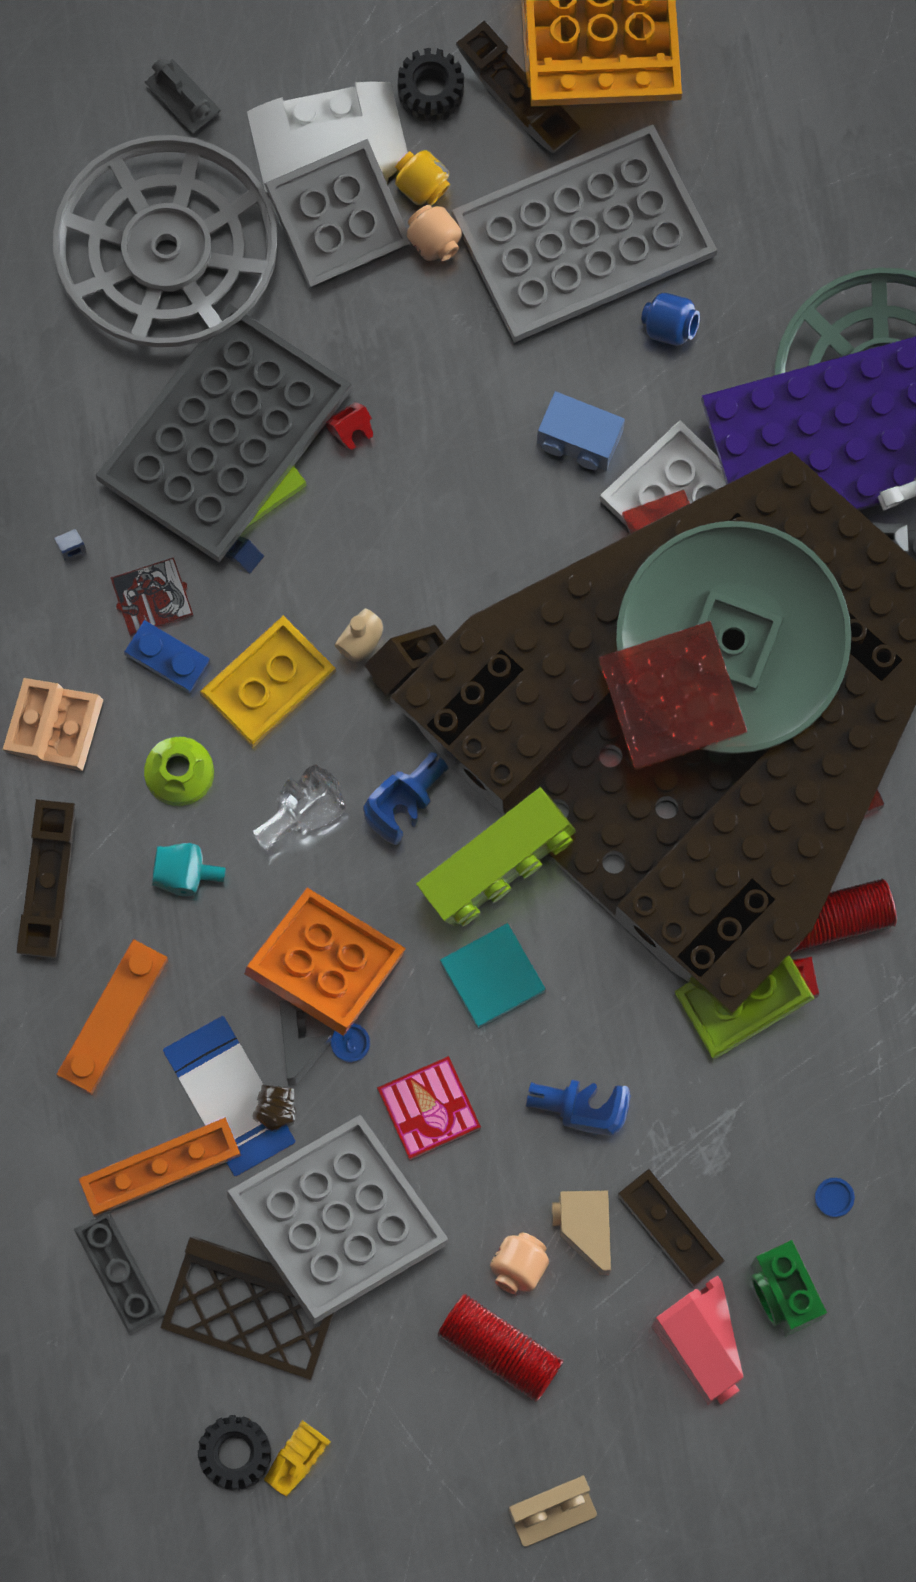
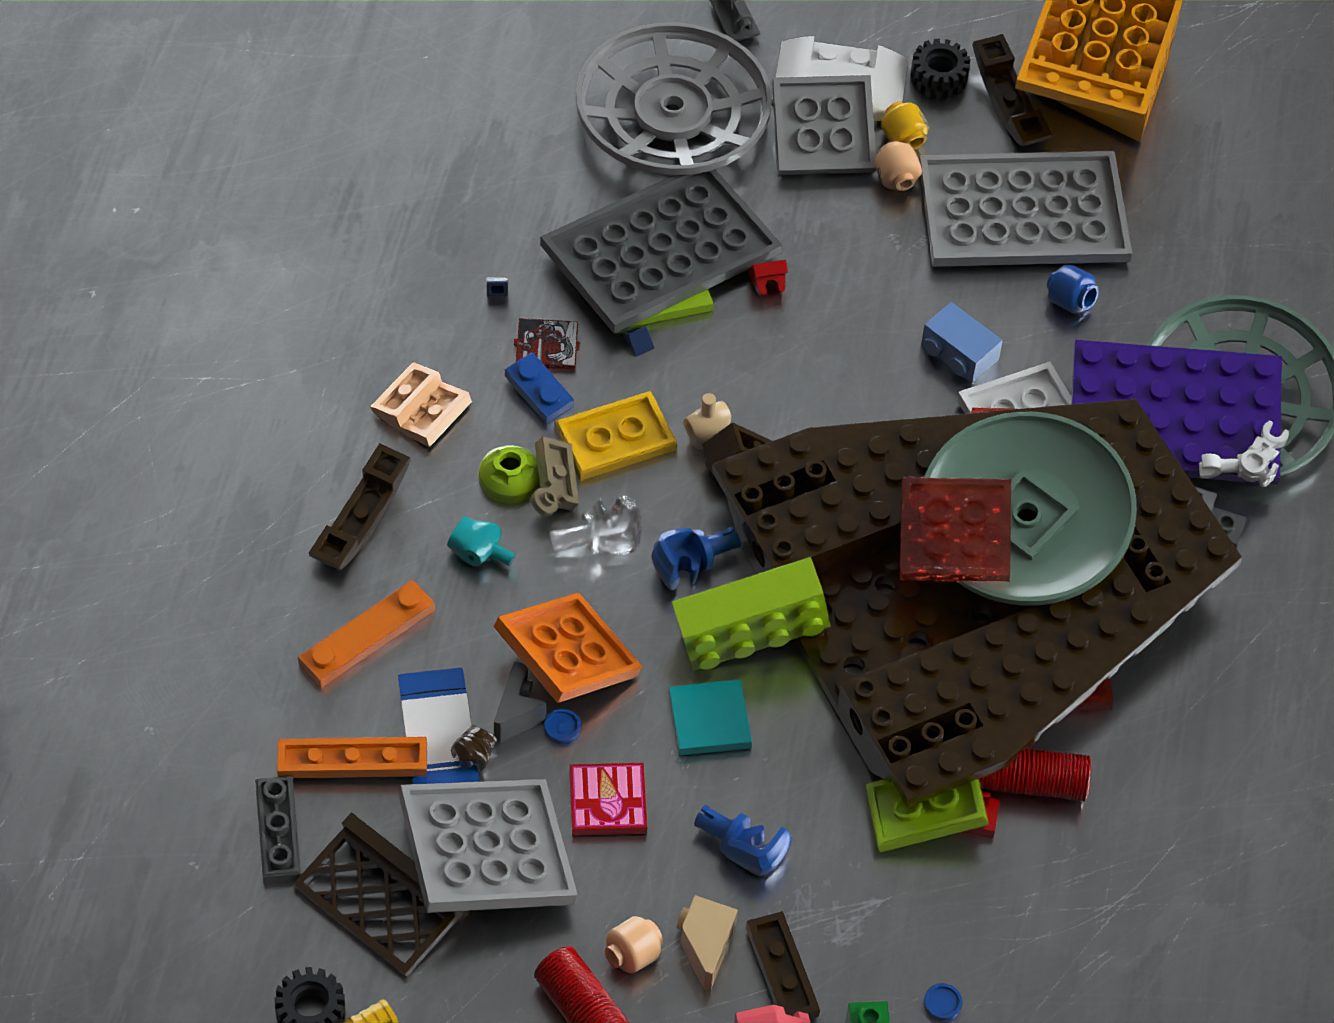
camera: 20 degrees right, 20 degrees down
(229, 761) = (556, 477): none -> dark tan hinge

